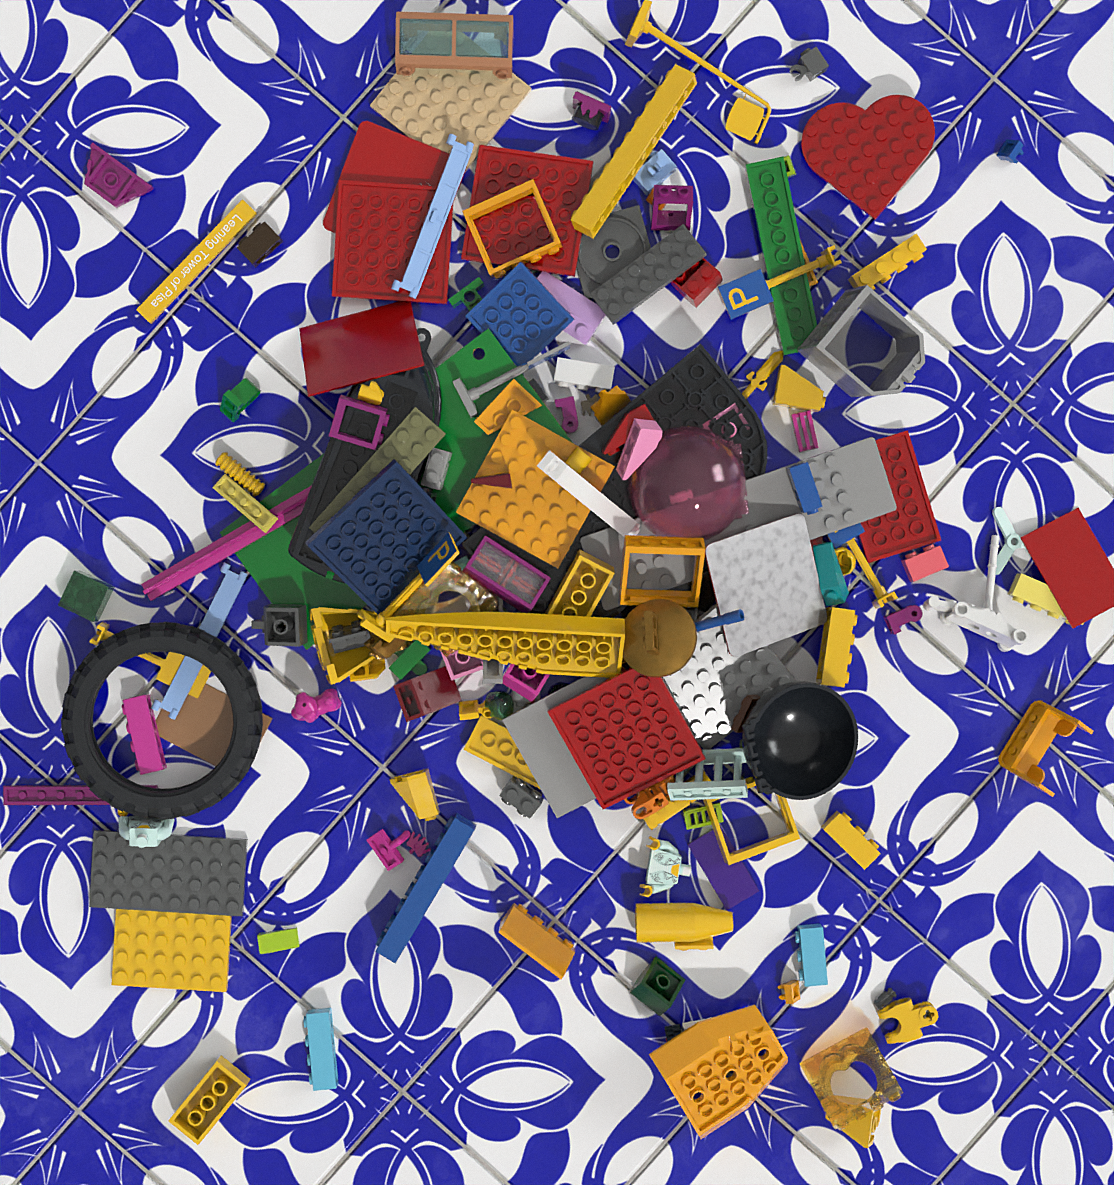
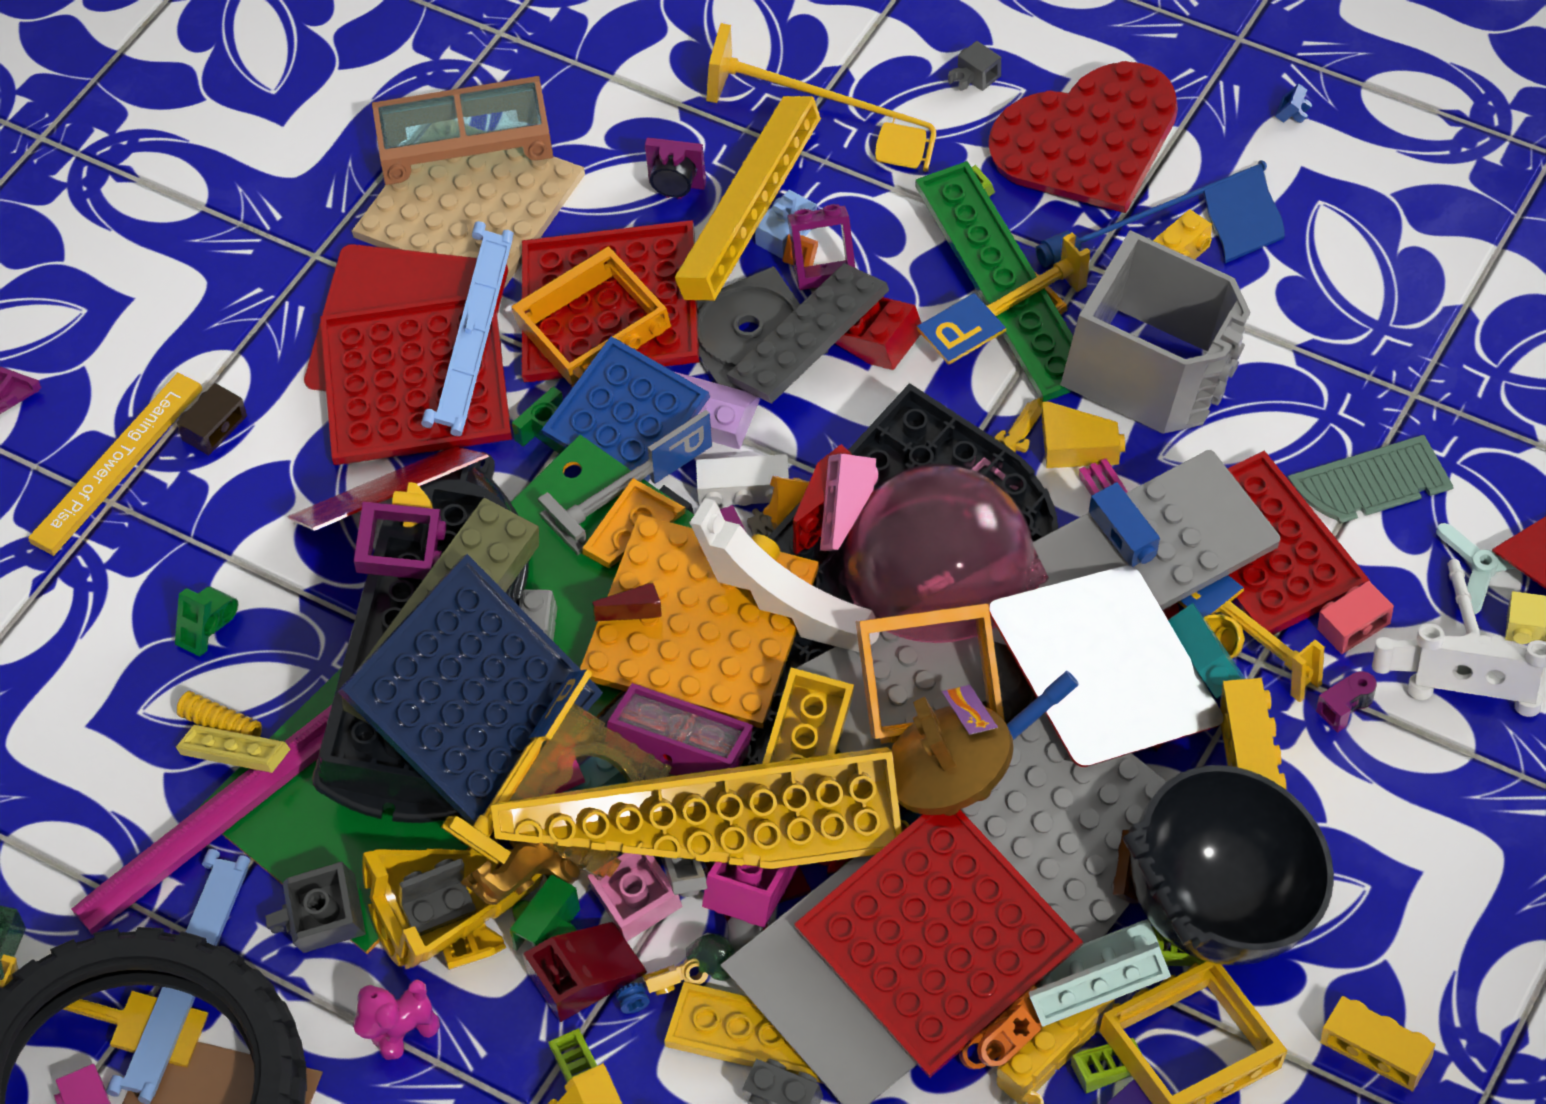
camera: 10 degrees left, 35 degrees down
(422, 763) = (565, 1042): none -> lime slope
(451, 717) = (632, 998): none -> blue bush
(677, 612) = (969, 709): none -> medium lavender sticker
(949, 231) = (1236, 206): none -> blue flag
(967, 463) = (1373, 480): none -> sand green piece

